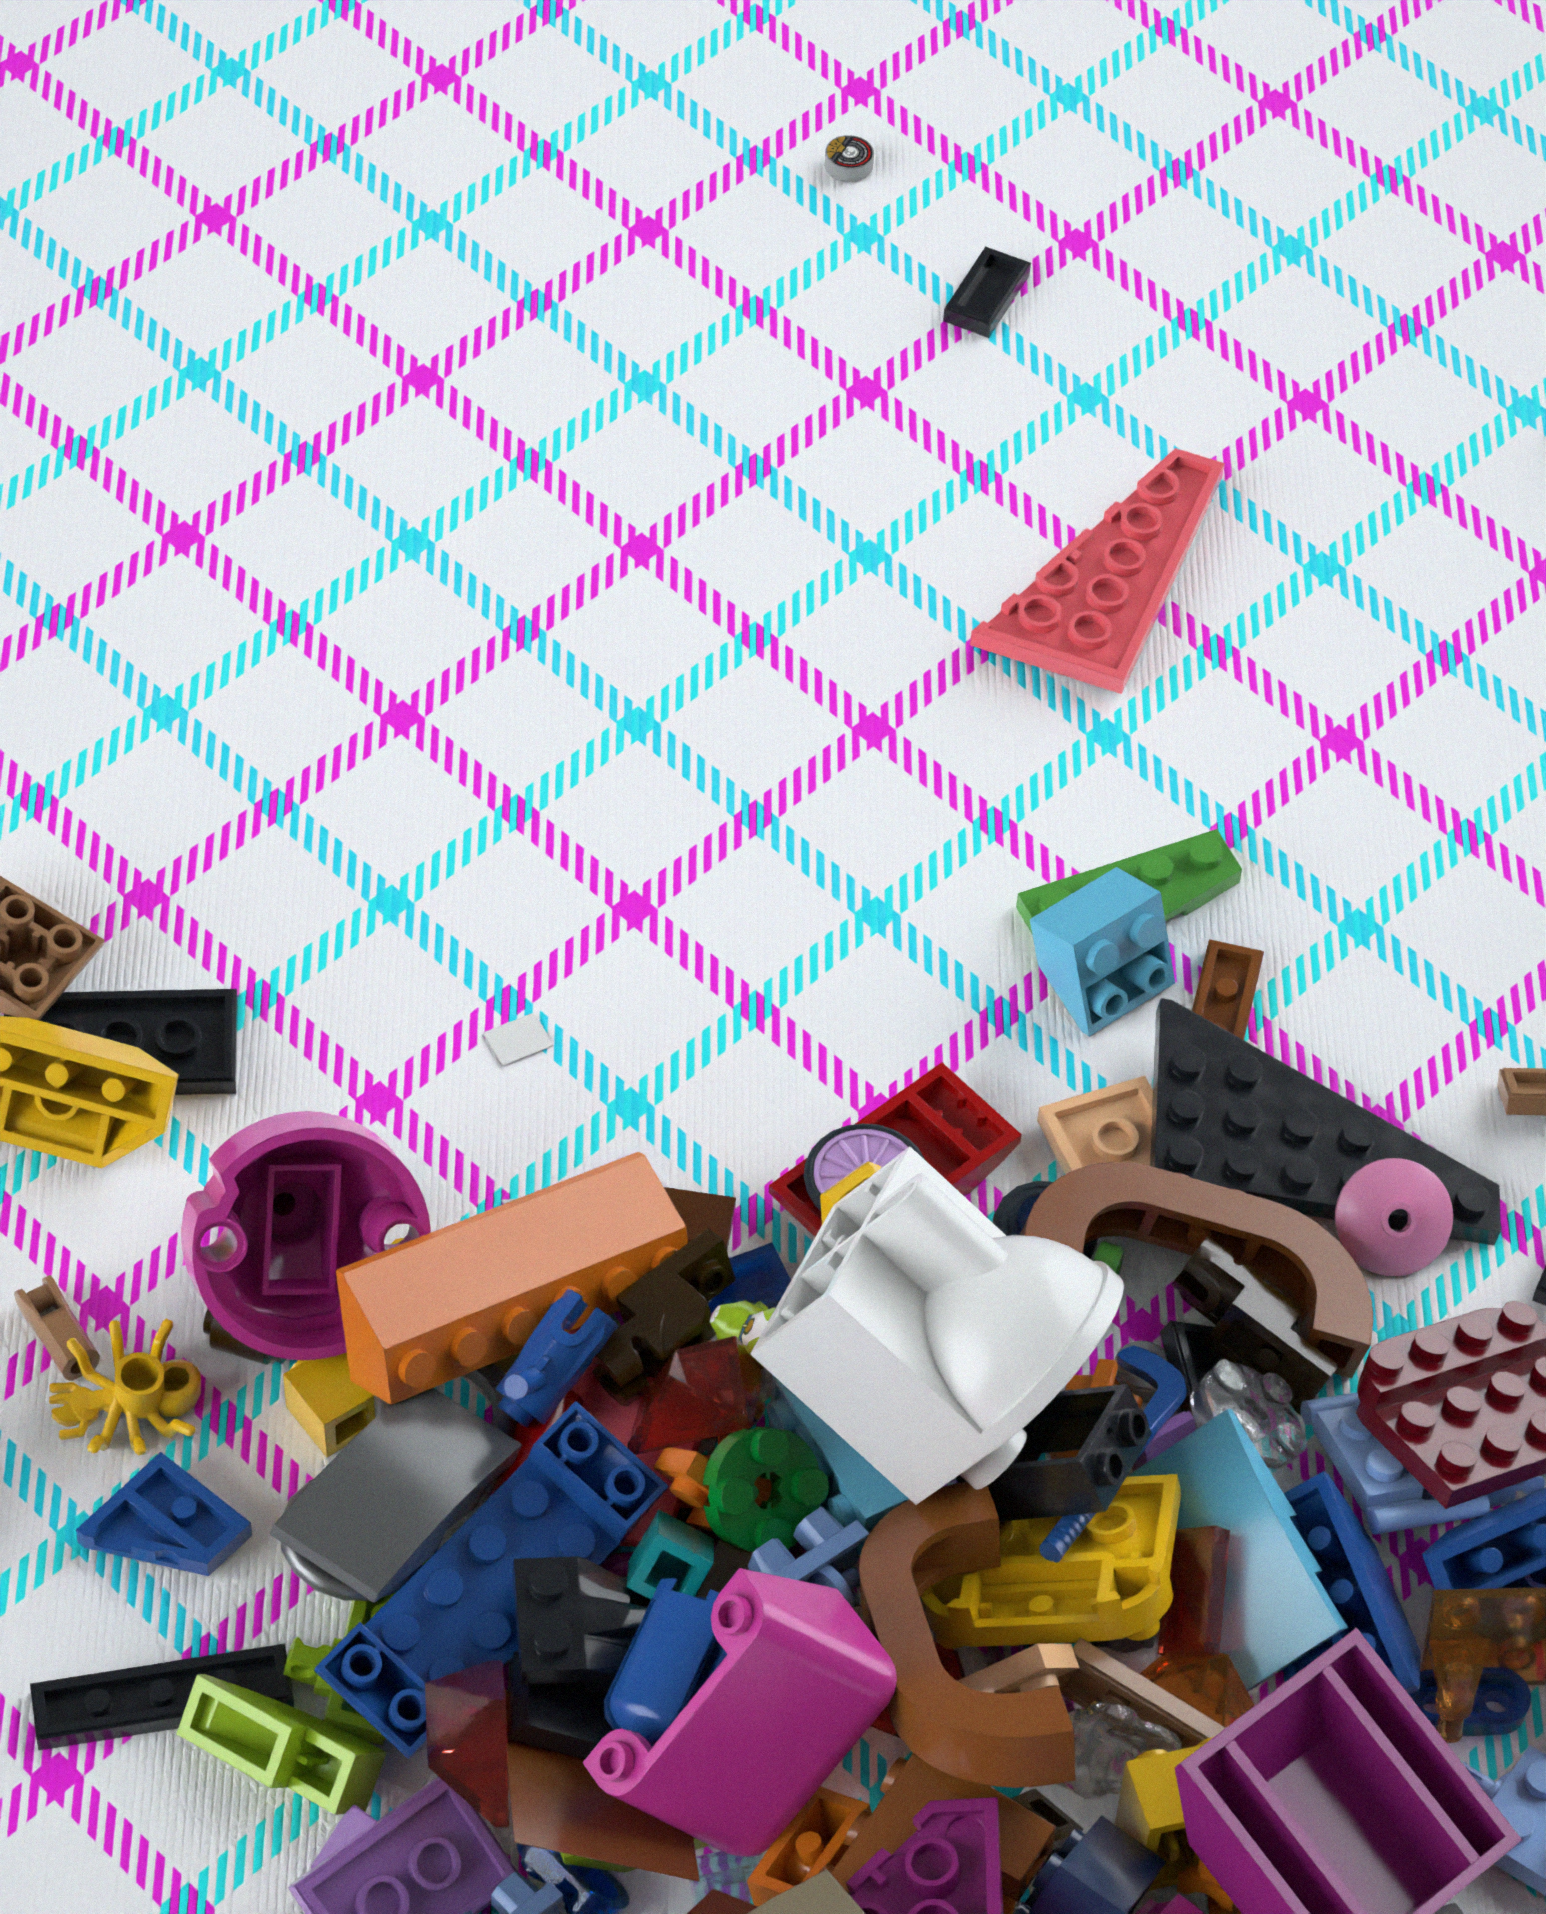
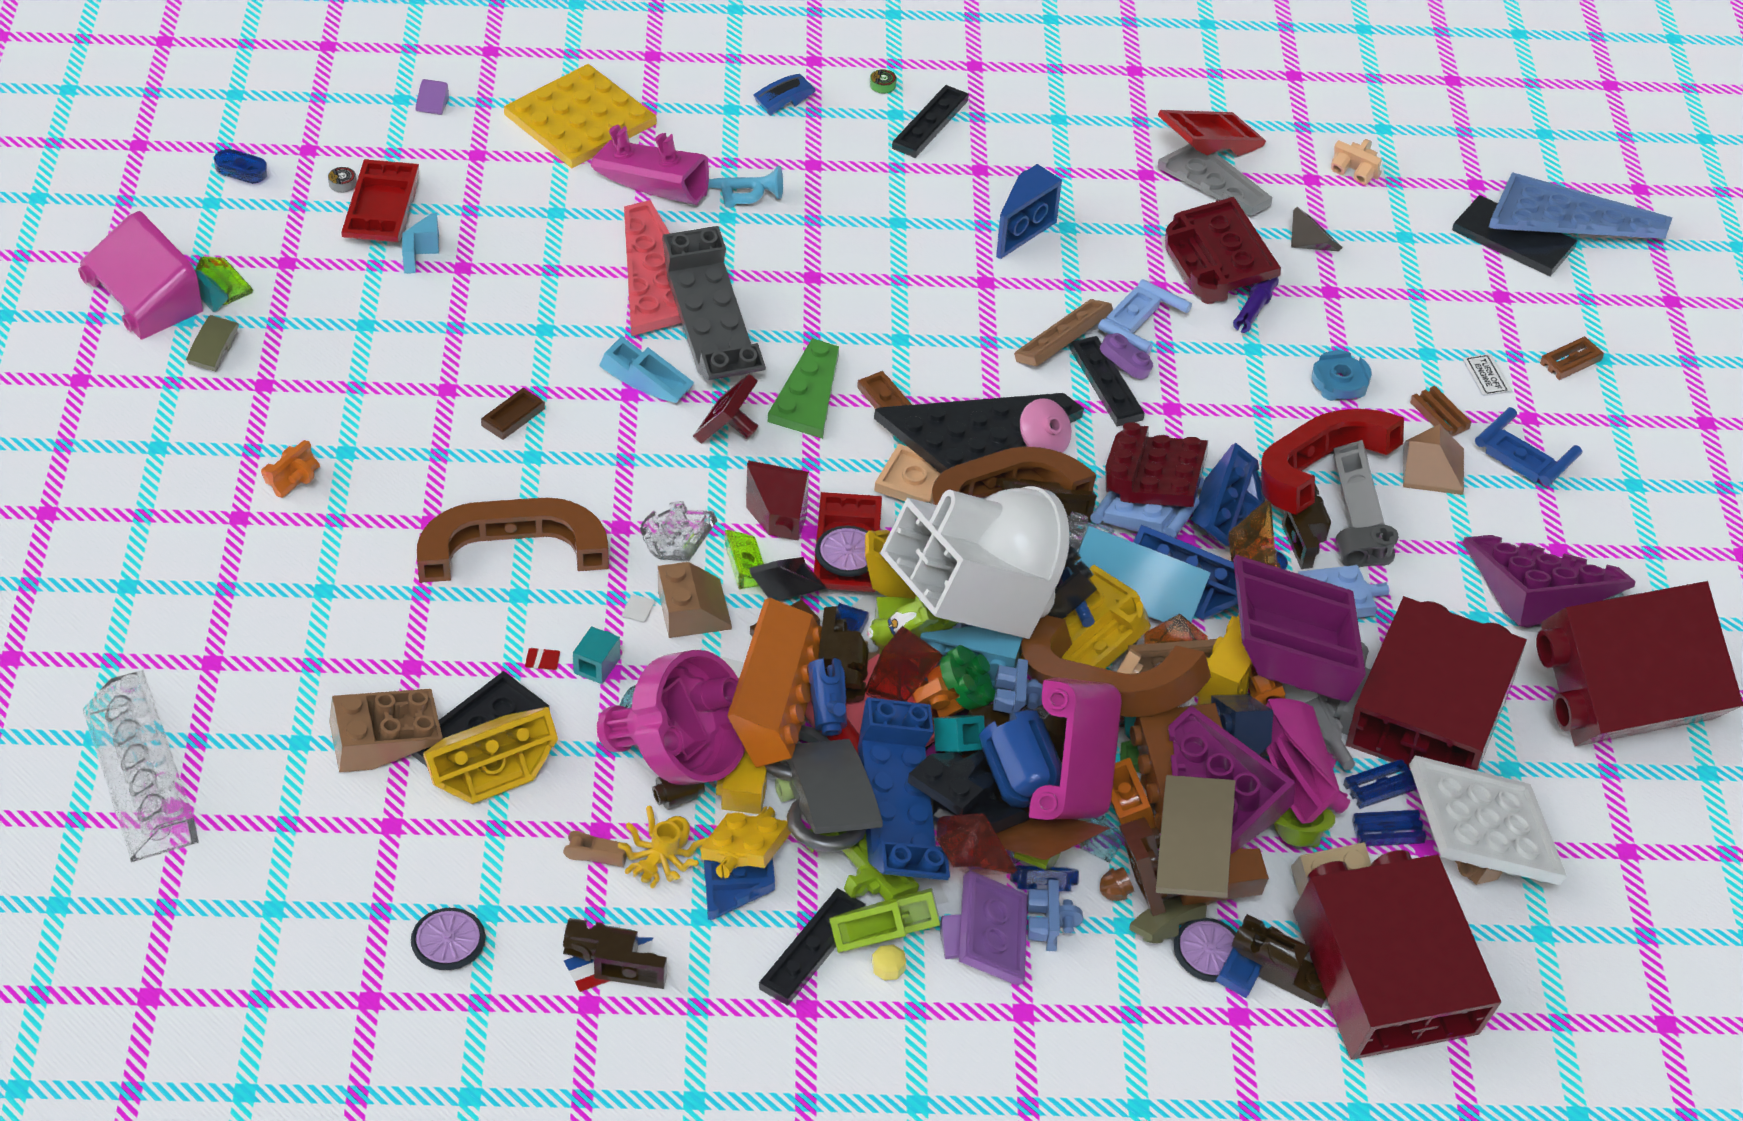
camera: 45 degrees left, 5 degrees down
(226, 1807) = (888, 962): none -> light yellow tile
(229, 1472) = (745, 841): none -> yellow plate
(306, 514) = (294, 467): none -> orange hips
(314, 1012) = (542, 658): none -> red sticker
(372, 1059) = (596, 655): none -> teal brick
(407, 273) = (211, 342): none -> olive slope
(421, 127) = (144, 276): none -> dark pink windscreen
(473, 775) = (506, 521): none -> dark orange arch
(492, 200) = (211, 292): none -> teal slope
(536, 197) = (225, 276): none -> clear neon green slope
(585, 1081) = (691, 600): none -> medium nougat slope
(680, 642) = (512, 413): none -> reddish brown tile
(685, 969) = (676, 531): none -> clear slope
(733, 1080) = (743, 554): none -> clear neon green slope
(736, 54) = (240, 166): none -> clear blue plate
(741, 1147) = (786, 578): none -> black slope
(845, 308) = (420, 239): none -> medium azure slope
(856, 222) = (381, 201): none -> red slope
(864, 1031) = (777, 498): none -> dark red slope
(920, 708) = (645, 371): none -> medium azure slope
(951, 851) = (727, 411): none -> dark red tile
(987, 292) = (467, 196): black tile -> none
(1105, 949) = (832, 405): medium azure slope -> none
(1106, 118) = (432, 96): none -> medium lavender slope
(1106, 676) = (709, 304): none -> dark grey slope
(1198, 1585) = (1157, 610): clear red tile -> none
(1280, 419) = (654, 170): none -> dark pink piece
(1286, 276) = (576, 114): none -> yellow plate
(1441, 558) = (772, 182): none -> medium azure piece

